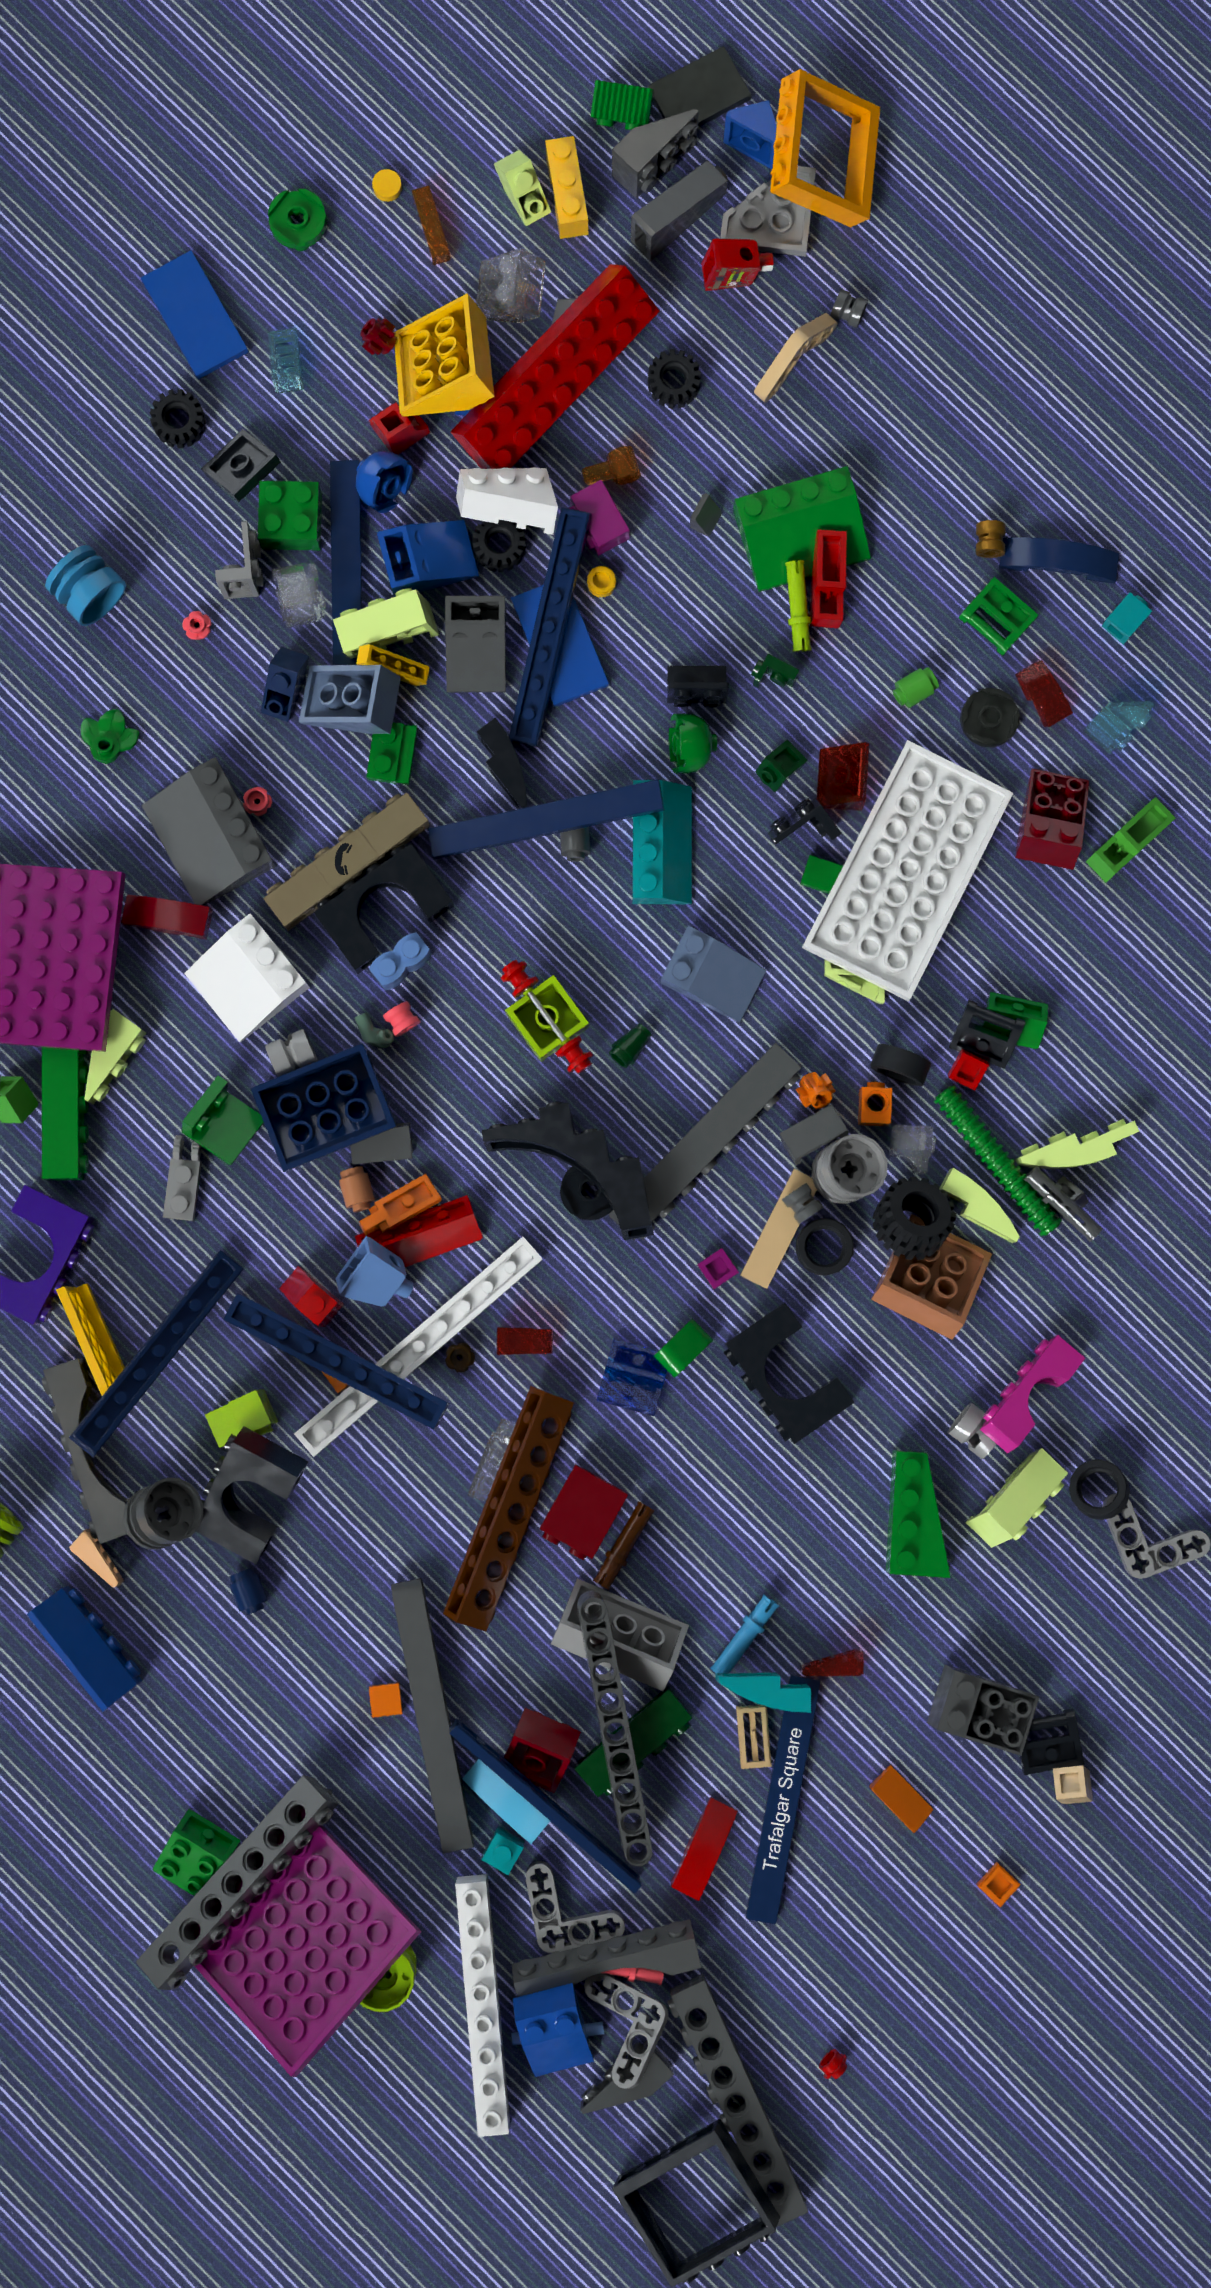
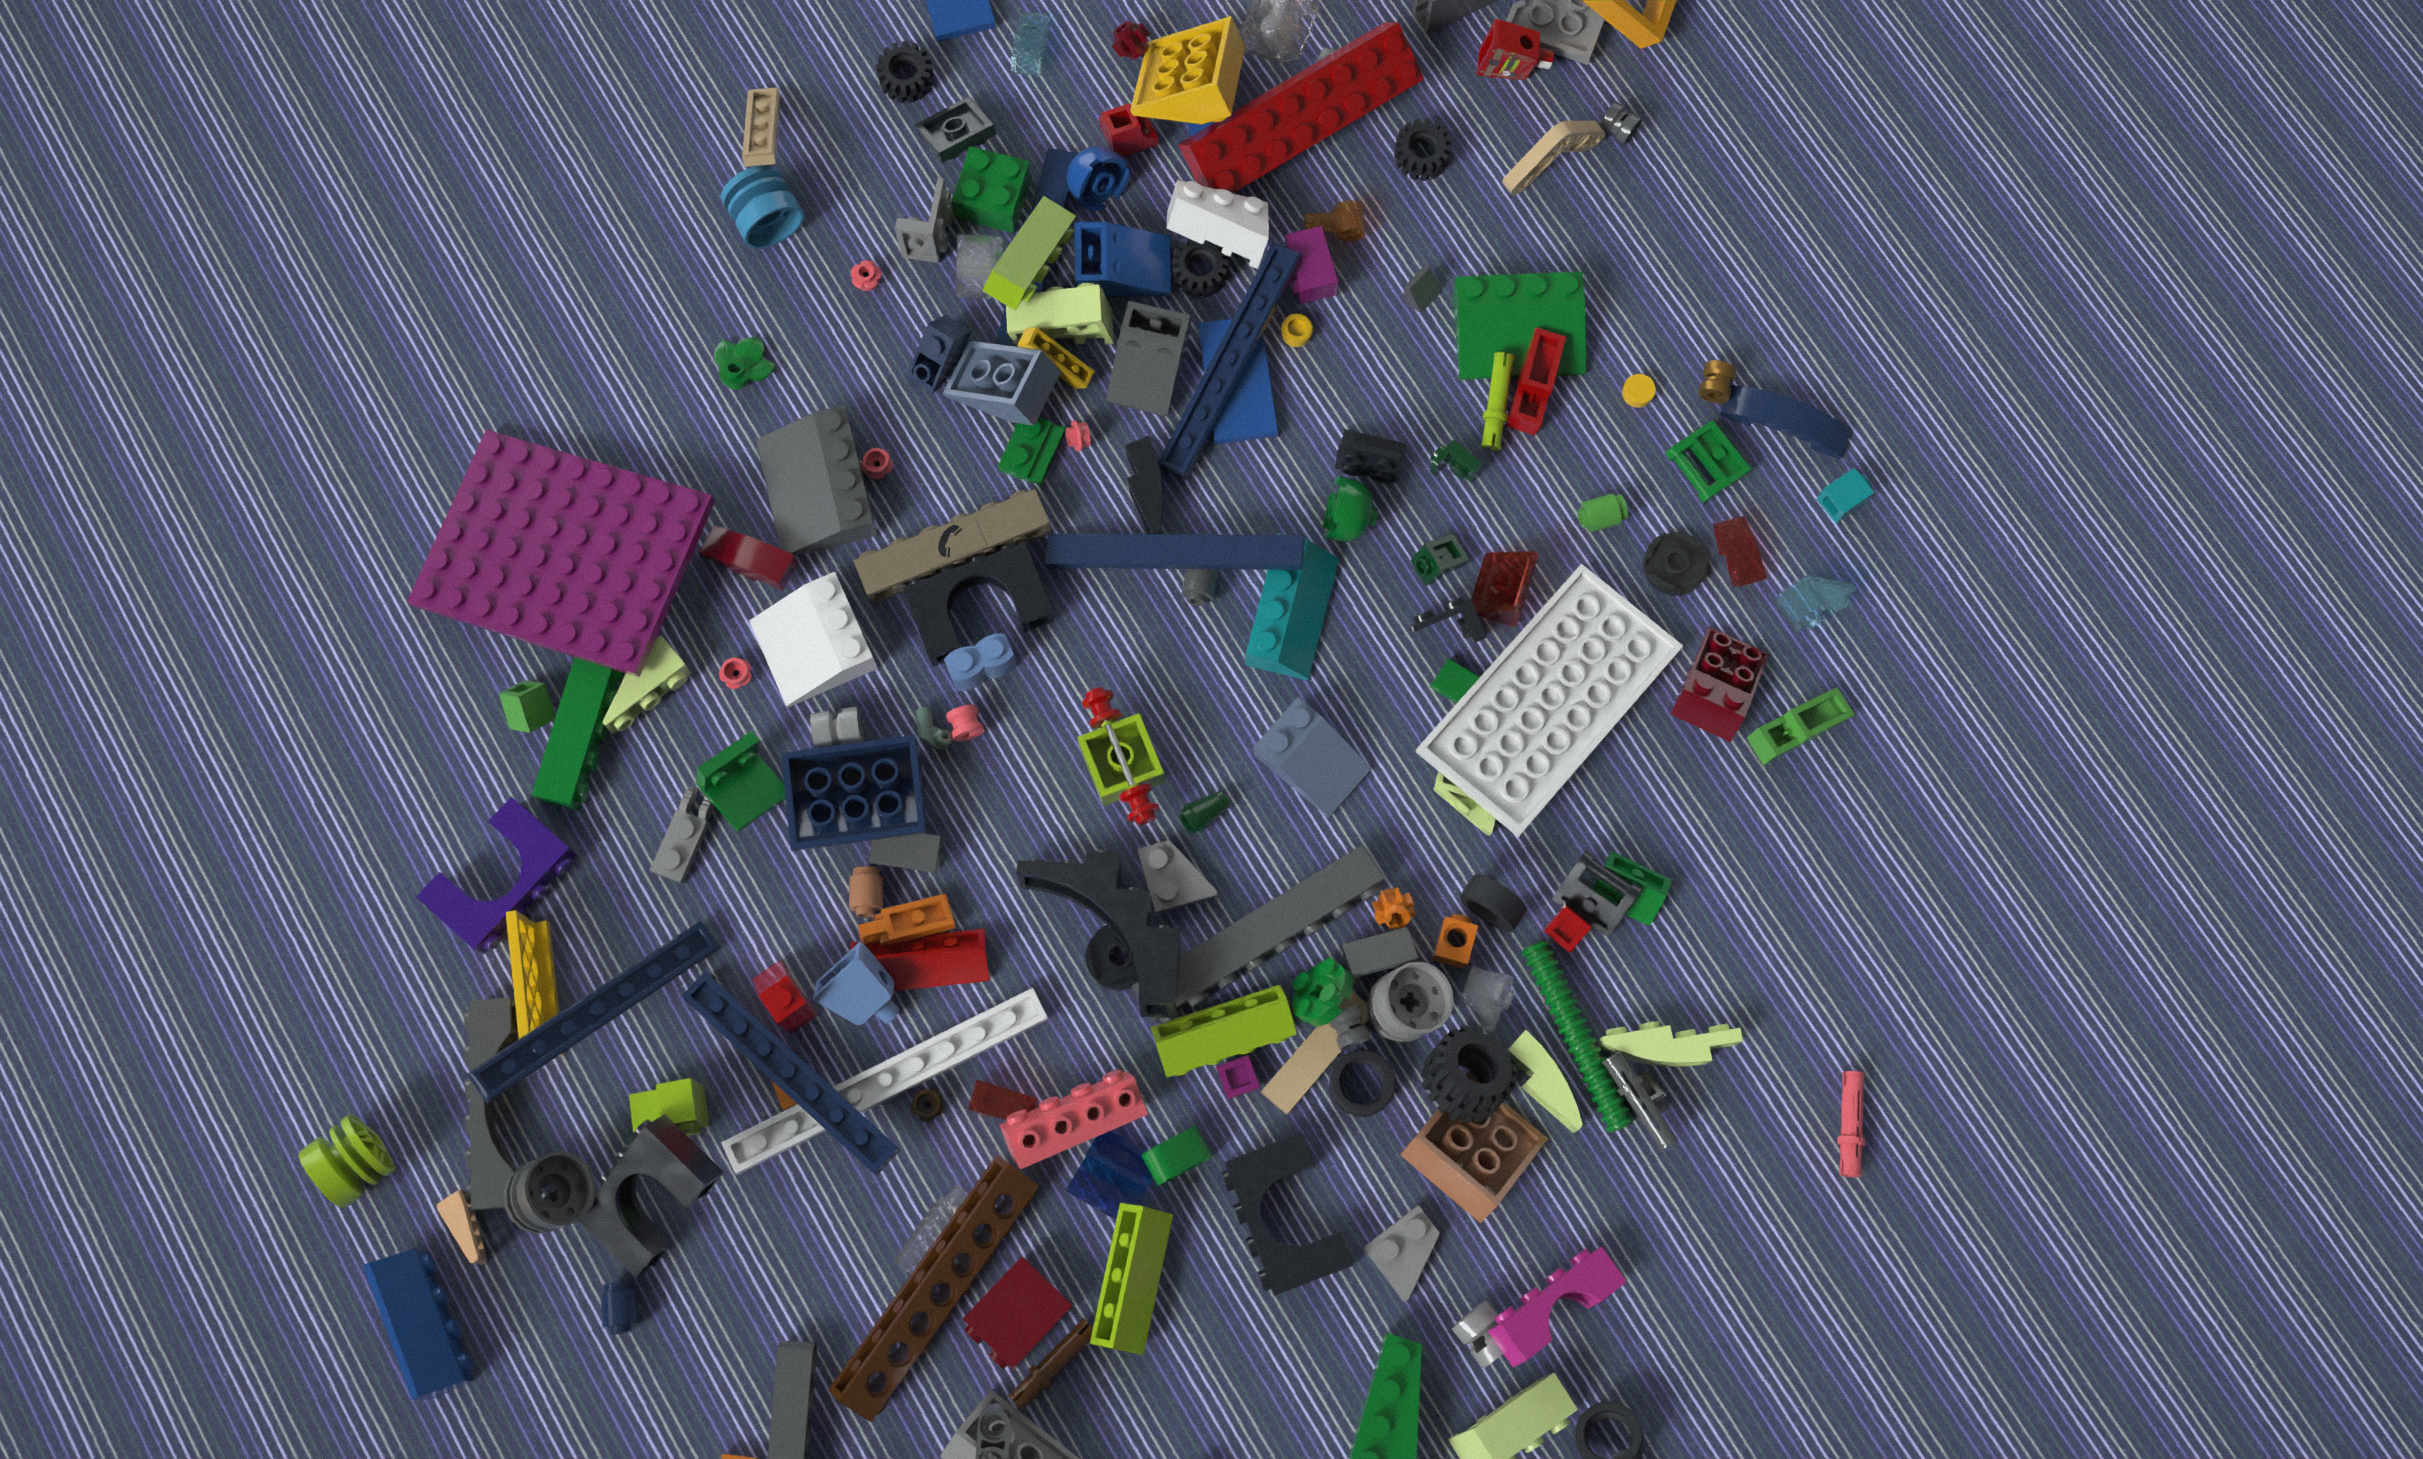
camera: 15 degrees right, 10 degrees down
(62, 508) = (761, 127): none -> tan tile
(178, 1023) = (735, 664): none -> coral plate
(344, 574) = (1029, 254): none -> lime brick
(431, 731) = (1078, 435): none -> coral plate
(588, 1339) = (1073, 1119): none -> coral brick
(617, 1110) = (1172, 878): none -> light grey wing
(671, 1460) = (1131, 1278): none -> lime brick
(696, 1232) = (1223, 1031): none -> lime brick
(759, 1176) = (1321, 992): none -> green plate
(893, 1378) = (1404, 1250): none -> light grey wing
(922, 563) = (1638, 390): none -> yellow tile

